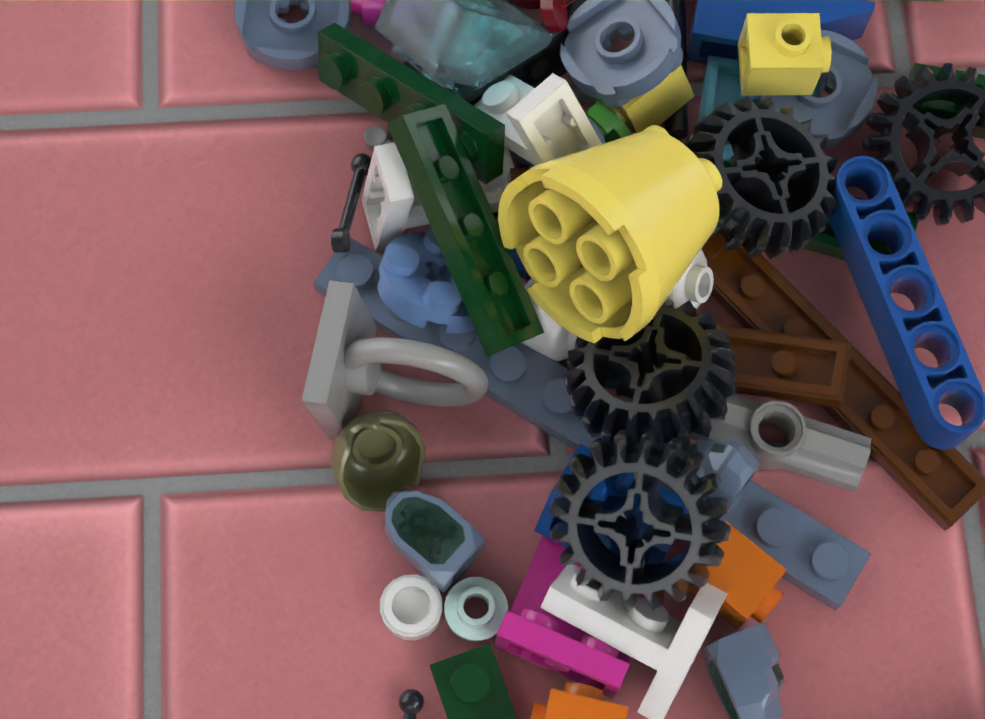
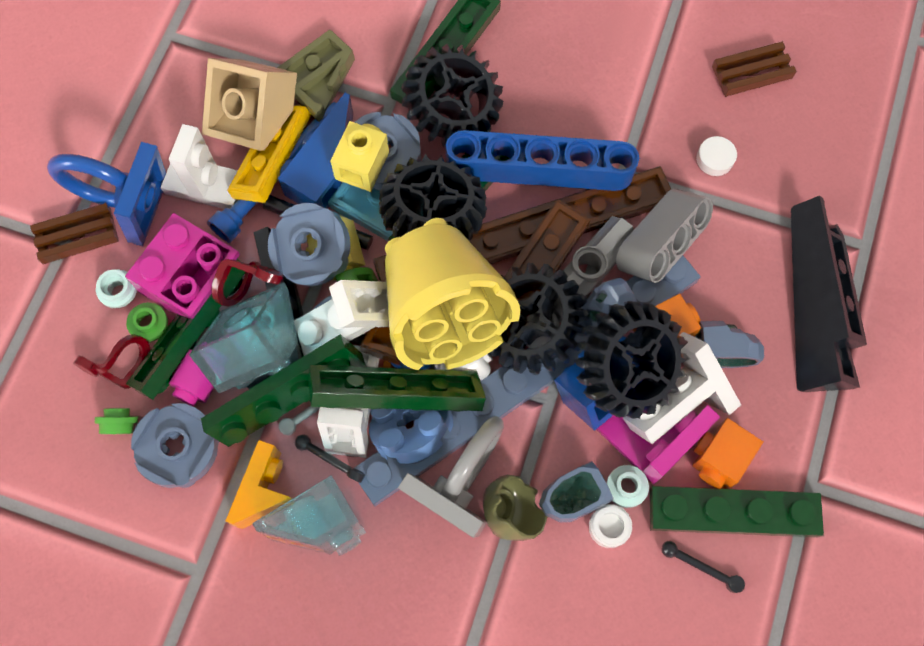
camera: 65 degrees left, 0 degrees up
(262, 213) = (315, 521): none -> clear light blue slope
(263, 130) = (253, 497): none -> light orange slope
(877, 524) = (664, 235): none -> light grey beam

